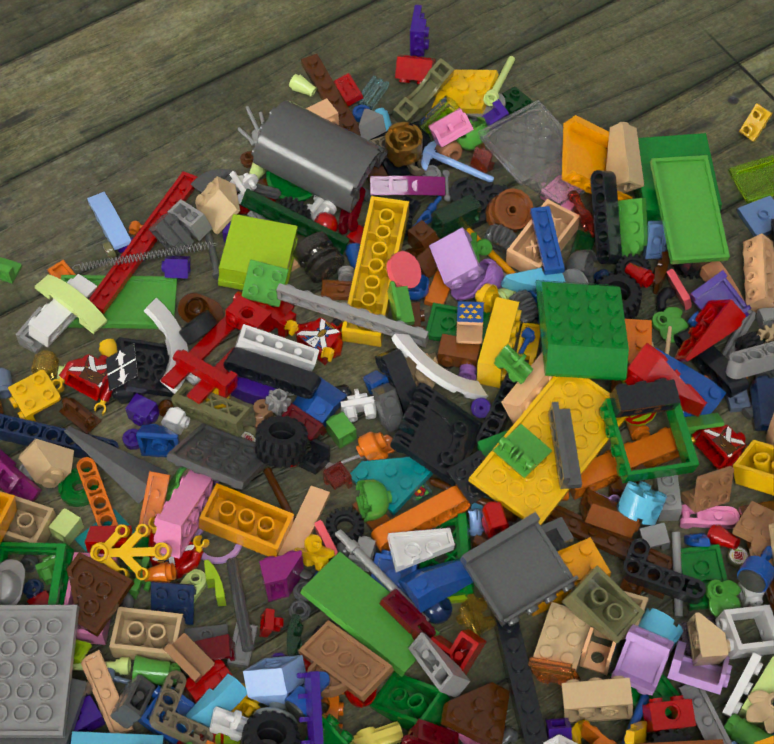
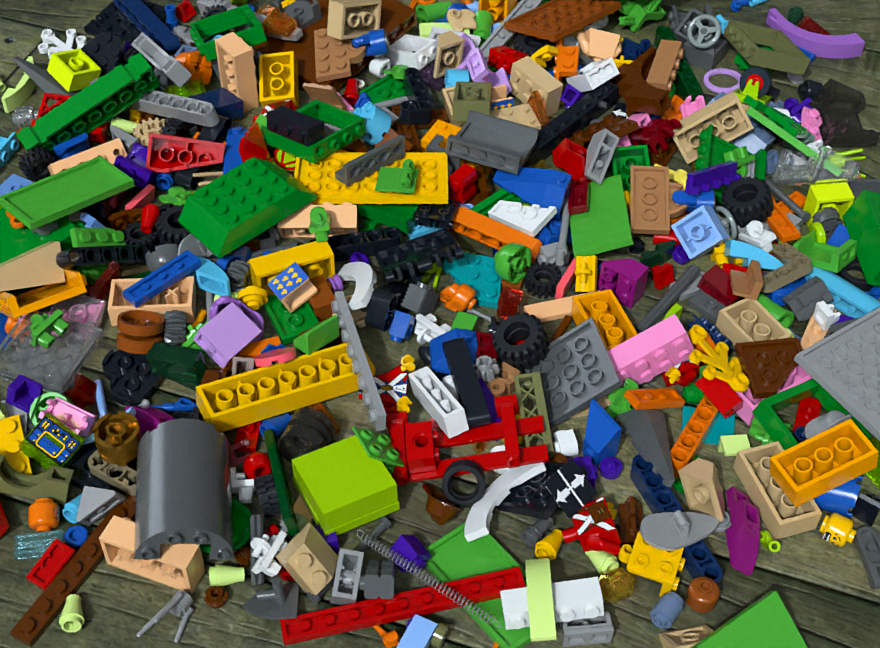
camera: 130 degrees left, 10 degrees down
(39, 417) = (676, 529): none -> light grey shield
(104, 698) = (824, 315): none -> white tile
(389, 98) = (43, 515): none -> orange head
(548, 139) = (44, 325): none -> bright green hips

